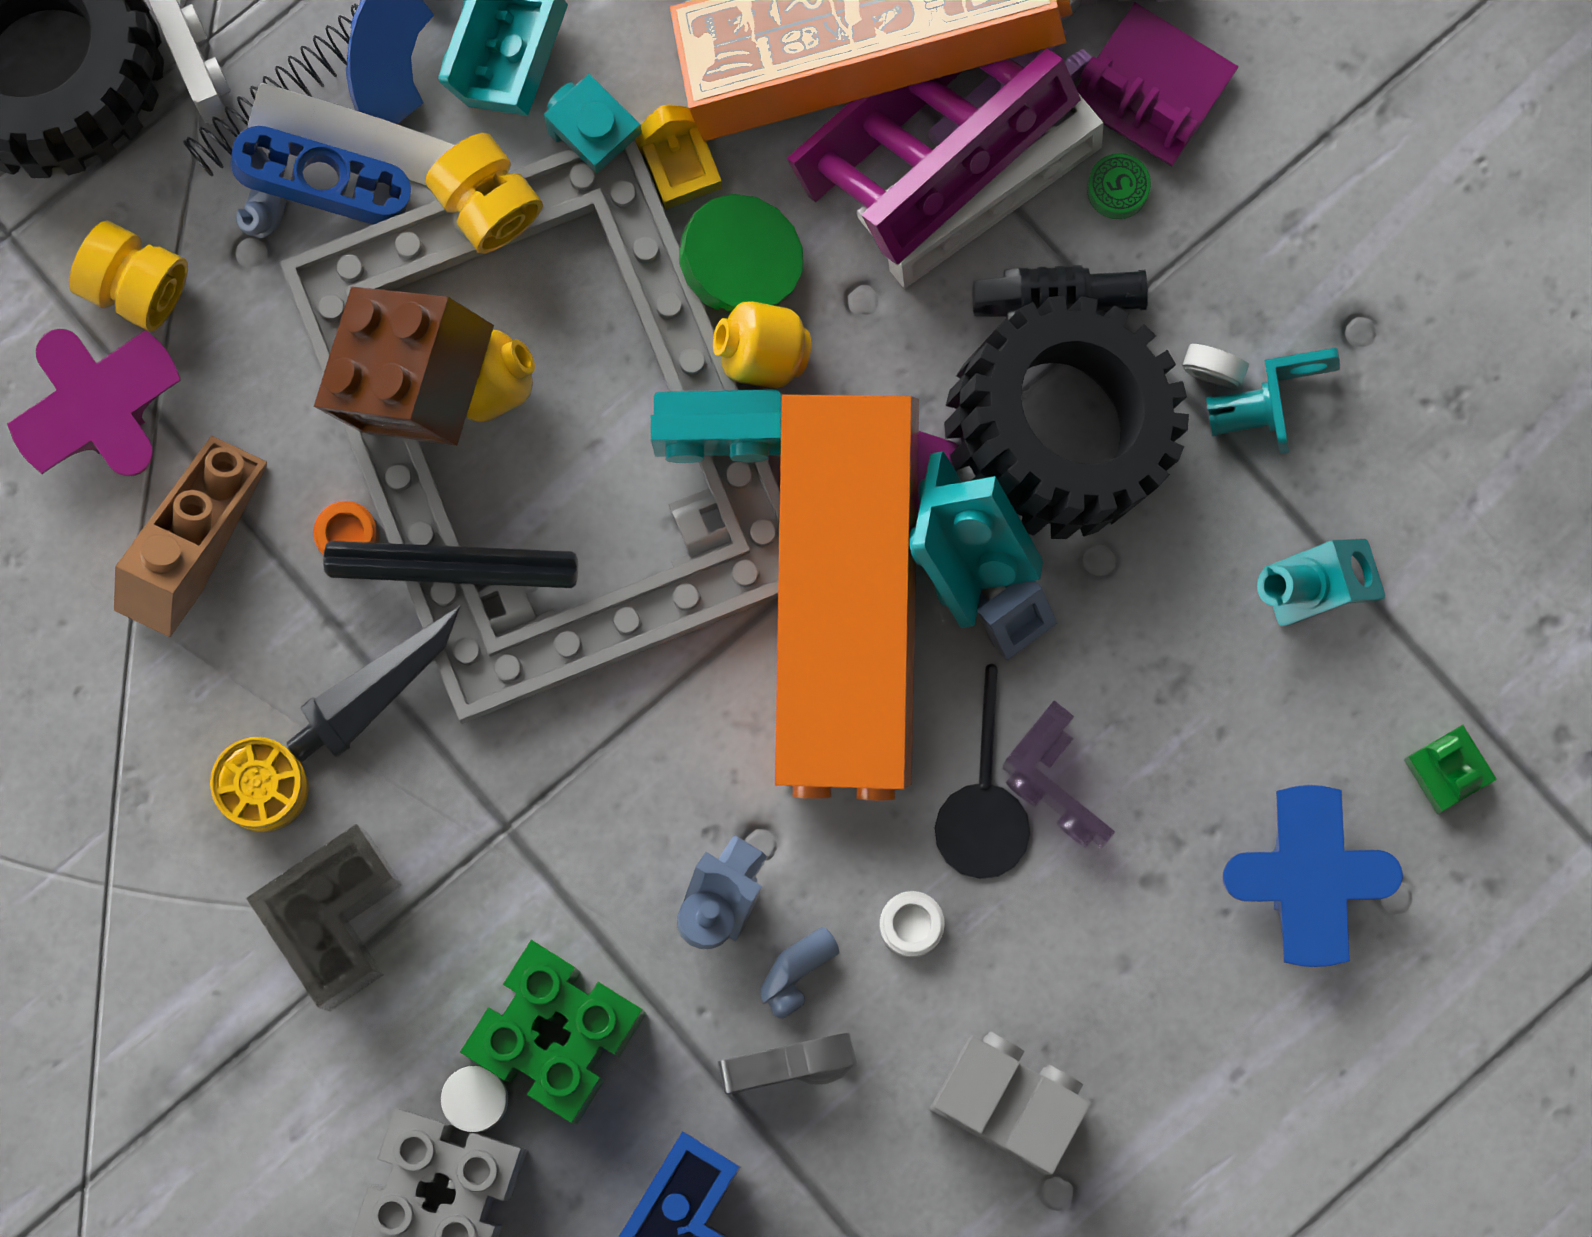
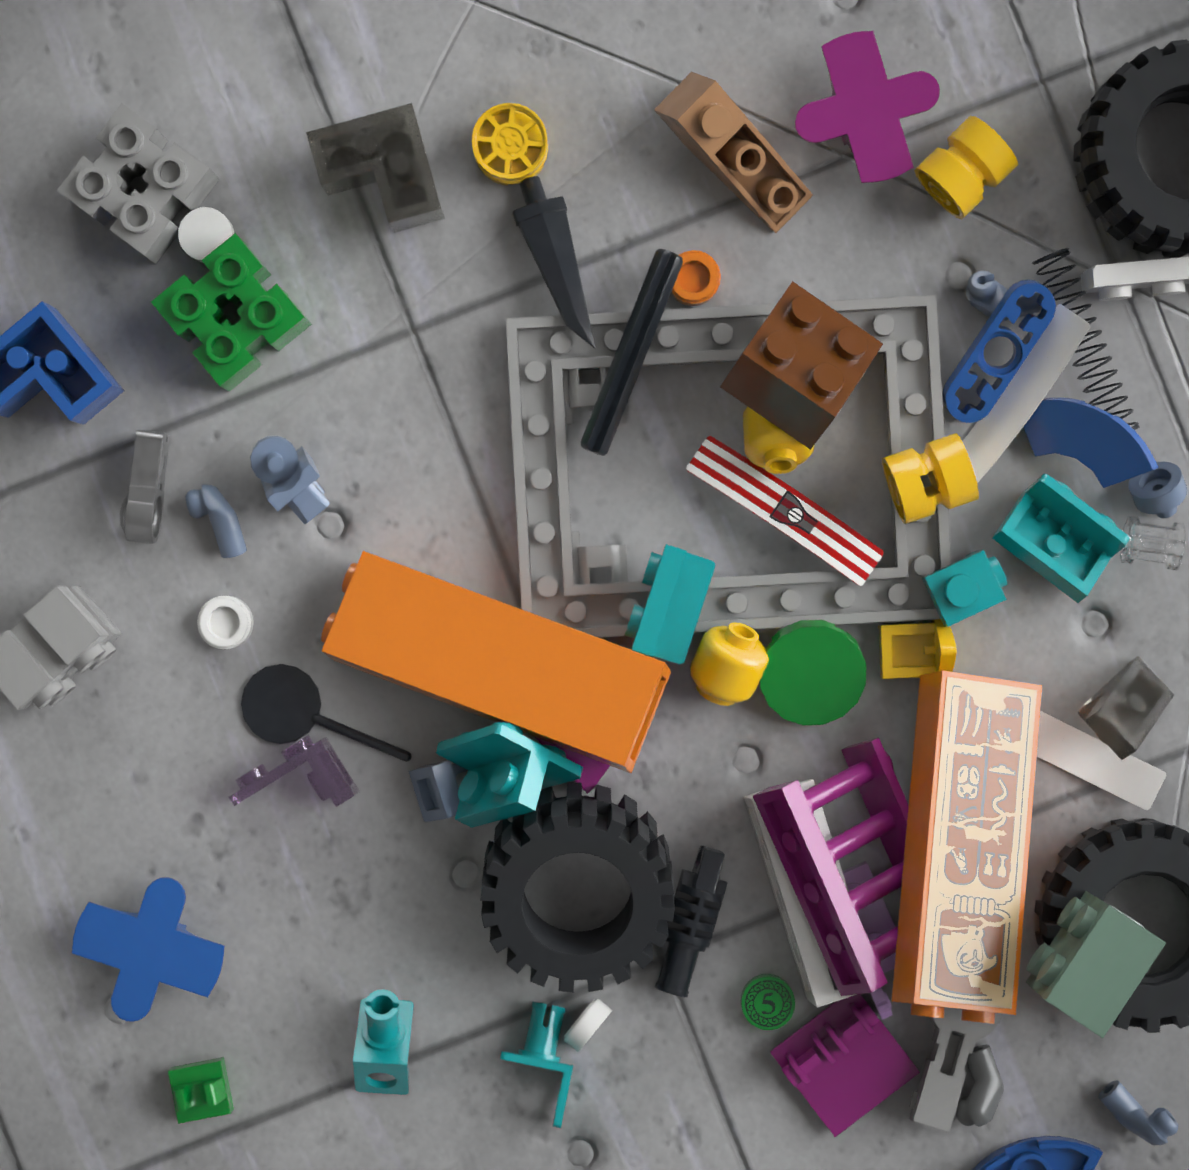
camera: 105 degrees right, 10 degrees up
(570, 344) = (785, 509): none -> sticker

